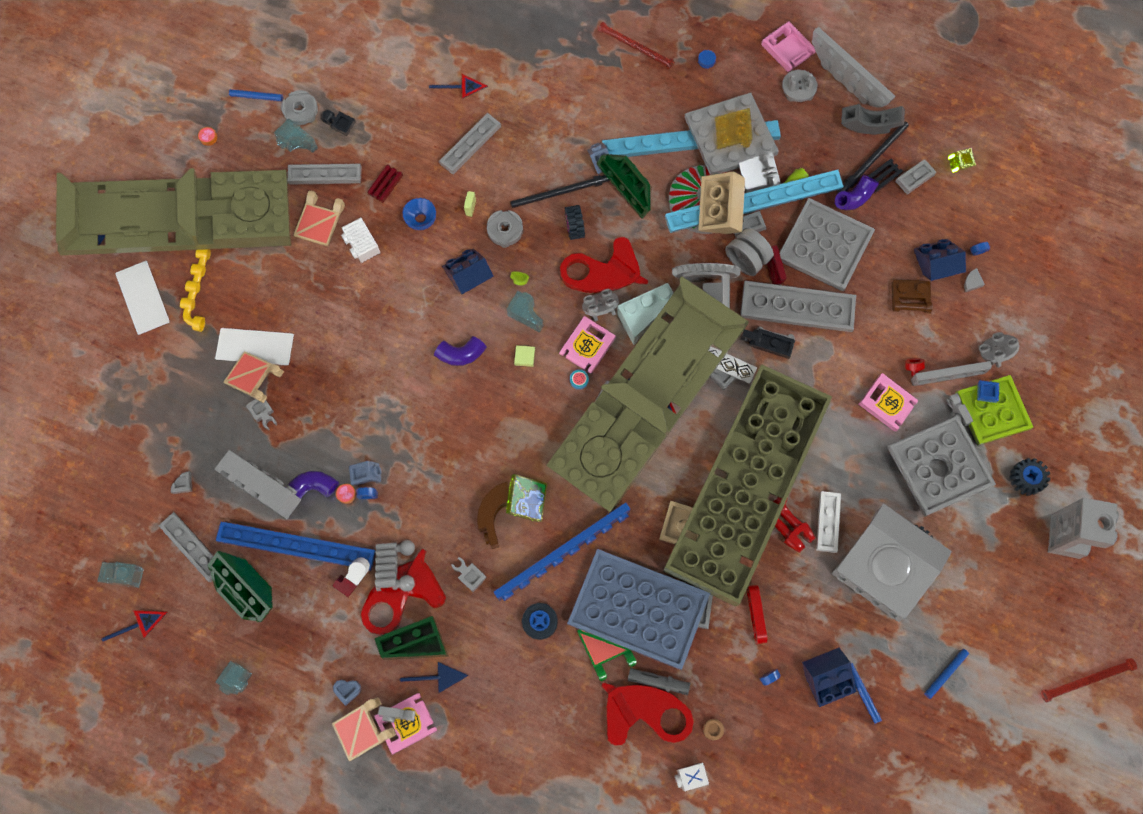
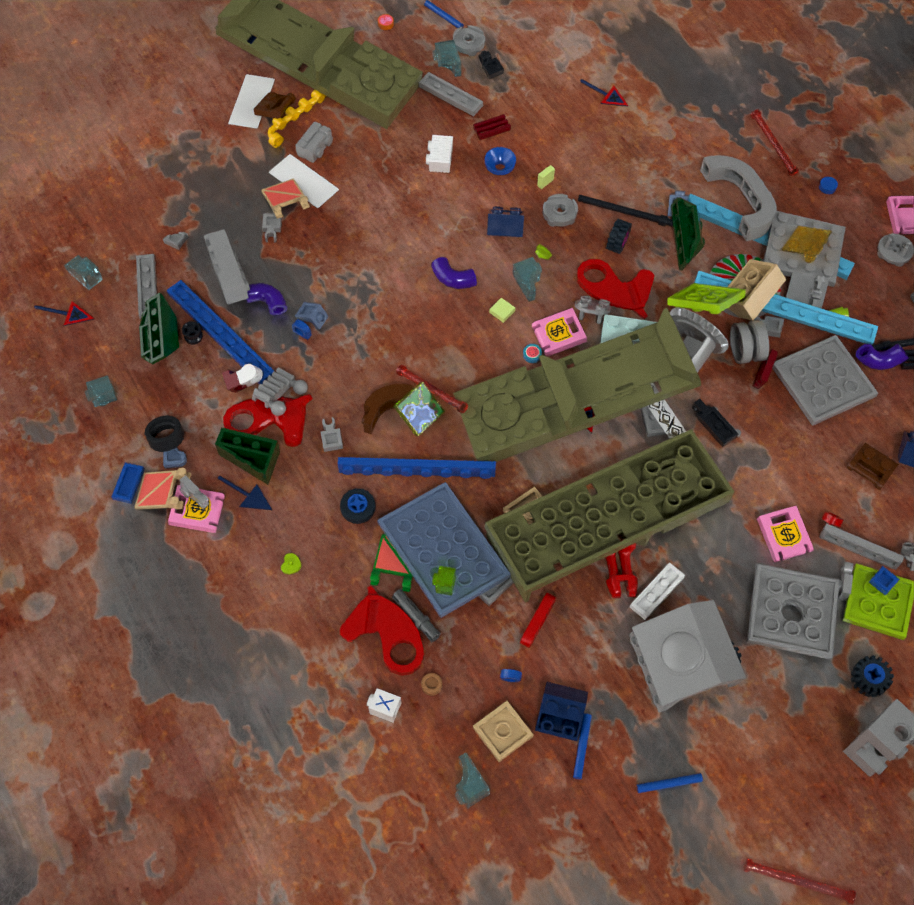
camera: 35 degrees right, 10 degrees down
(165, 290) = (274, 105): none -> reddish brown plate
(236, 303) = (314, 142): none -> light grey brick
(269, 561) = (192, 328): none -> black wheel
(311, 670) = (169, 442): none -> black tyre
(316, 222) = (420, 124): flag -> none
(325, 743) = (128, 483): none -> blue tile
(346, 493) = (286, 320): tile -> none
(470, 144) = (580, 136): light grey plate -> none
(523, 712) = (291, 564): none -> lime piece
(565, 475) = (461, 406): none -> clear red bar
(651, 103) = (753, 188): none -> light grey arch
(665, 639) = (444, 580): none -> clear neon green plate
(697, 239) = (706, 297): none -> lime plate
(797, 727) = (503, 731): none -> tan plate
(798, 306) = (762, 412): light grey plate -> none
(808, 791) = (472, 785): none -> clear light blue arch

